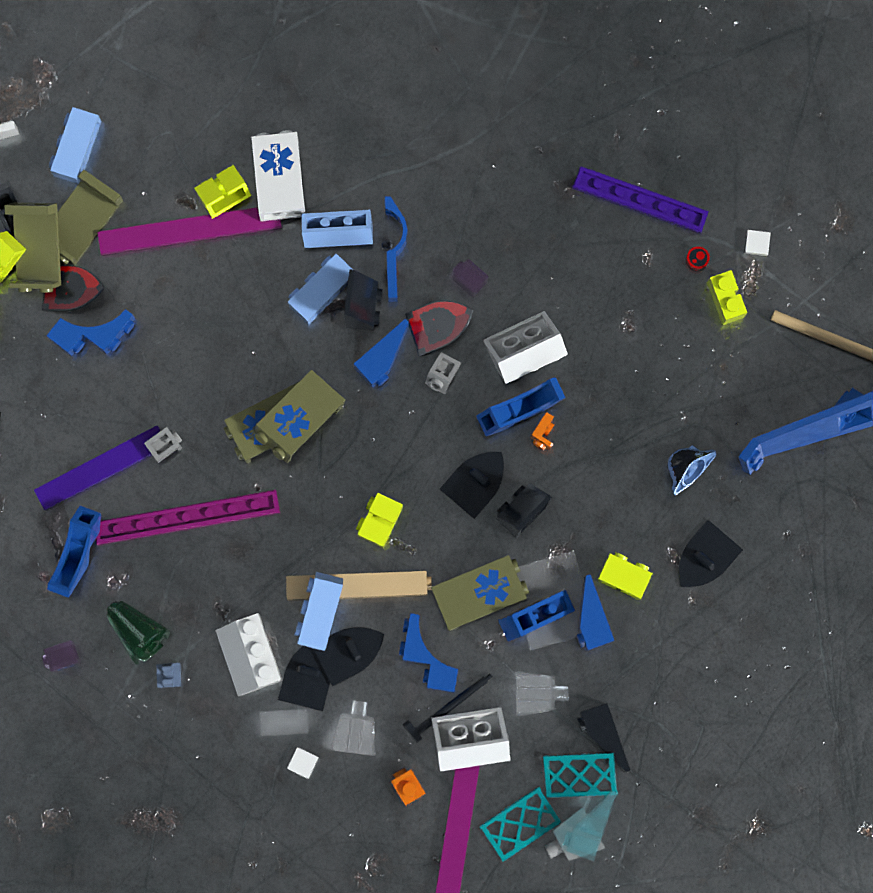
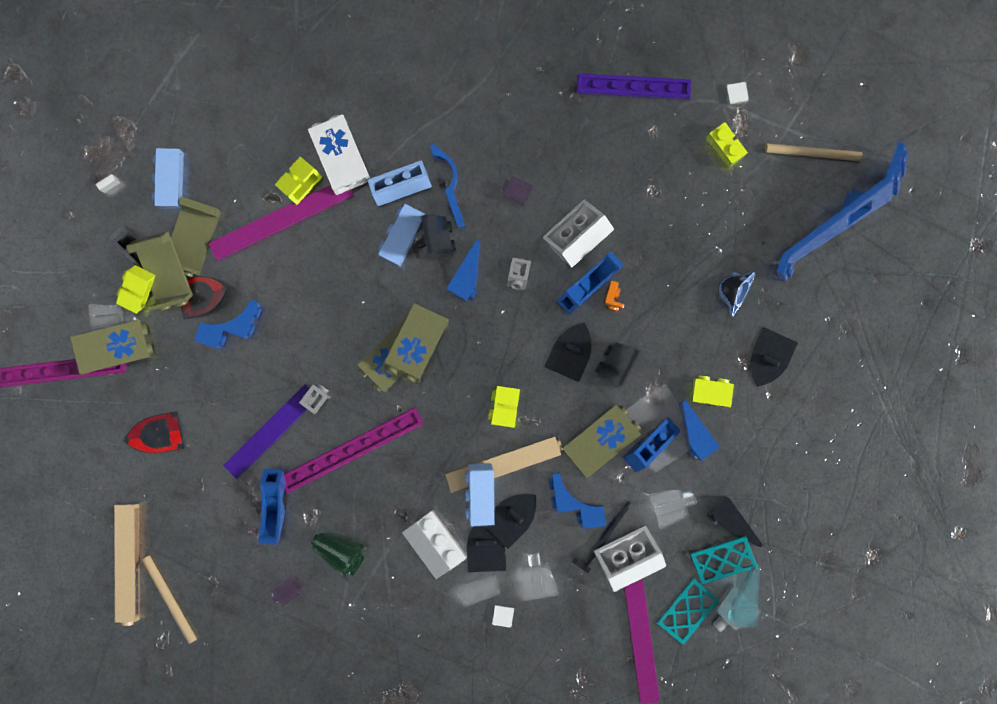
camera: 15 degrees left, 5 degrees up
(168, 675) = (376, 579): sand blue tile -> none
(407, 786) = (590, 609): orange bracket -> none
(438, 324) = (503, 236): shield -> none
(697, 258) = (693, 120): tile -> none

